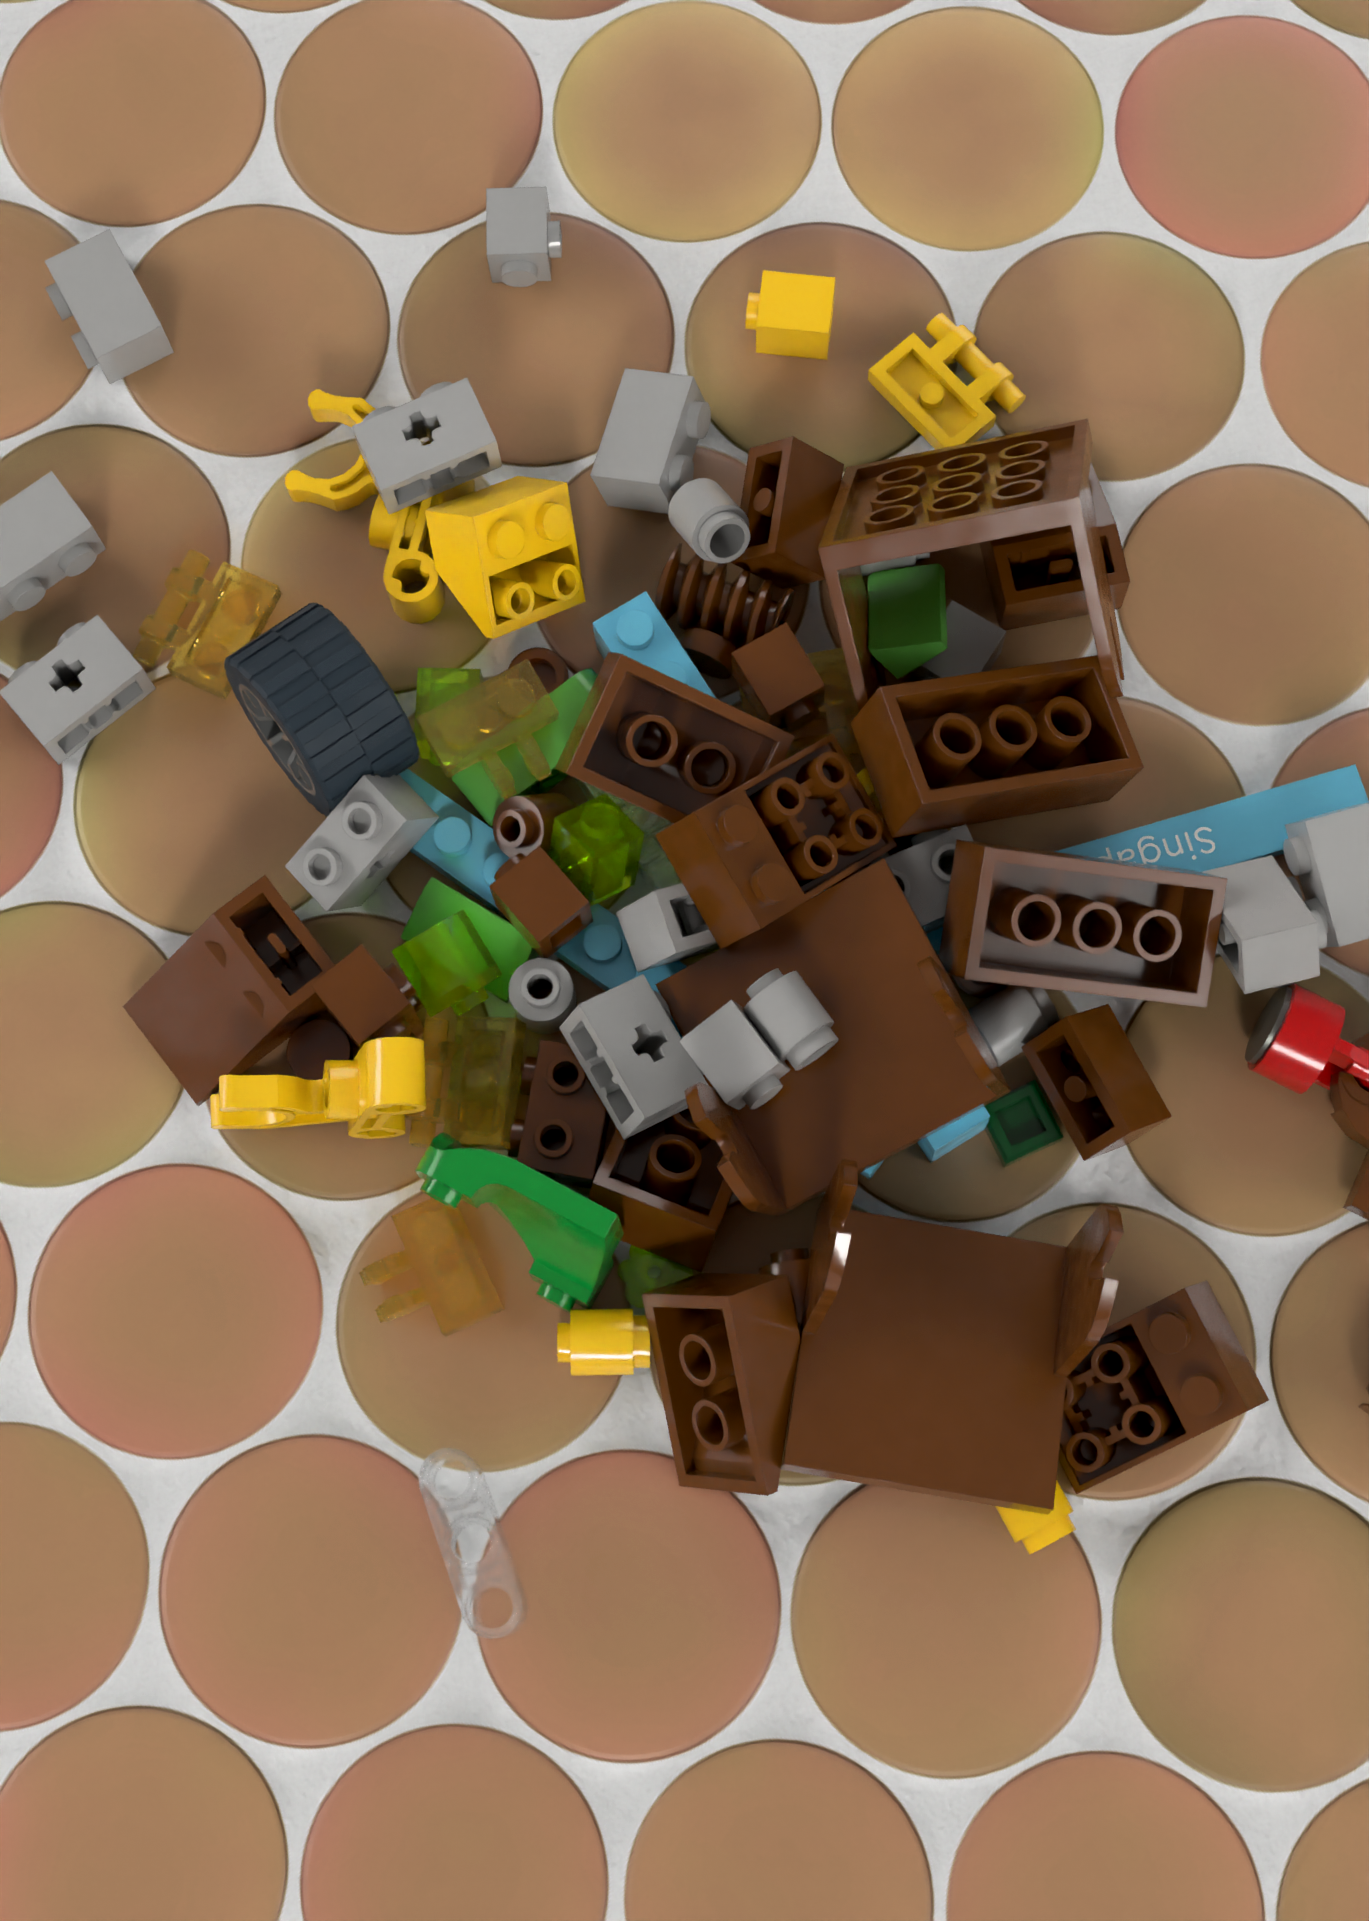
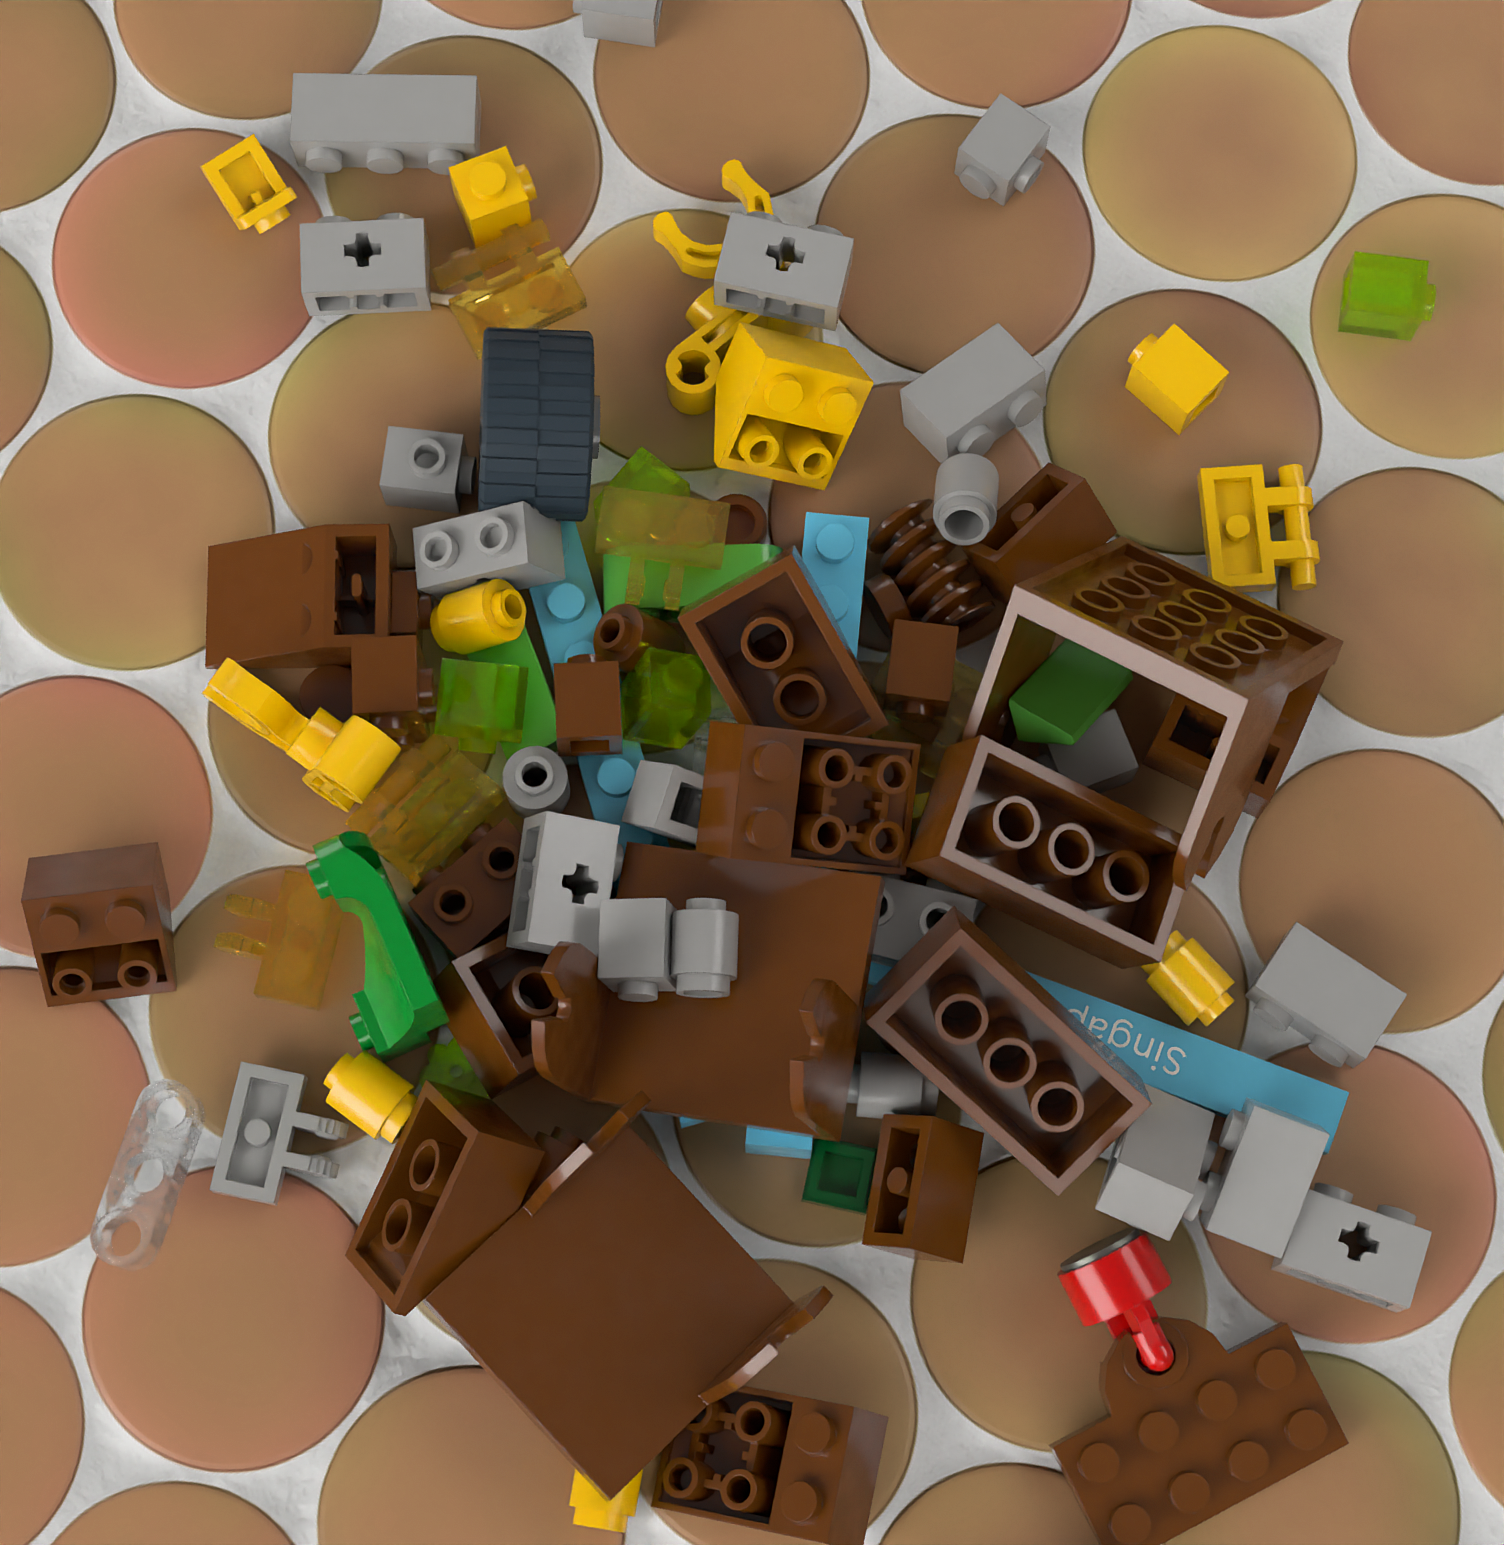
camera: 30 degrees right, 0 degrees up
(137, 558) = (492, 194): none -> yellow brick
(255, 814) = (426, 469): none -> light grey brick
(274, 1373) = (100, 924): none -> reddish brown slope
(330, 930) = (409, 606): none -> reddish brown plate
(393, 898) = (478, 617): none -> yellow brick
(537, 1440) = (262, 1132): none -> light grey hinge
(904, 137) = (1385, 296): none -> clear neon green brick
(1173, 769) = (1190, 981): none -> yellow brick
(1281, 705) = (1324, 997): none -> light grey brick

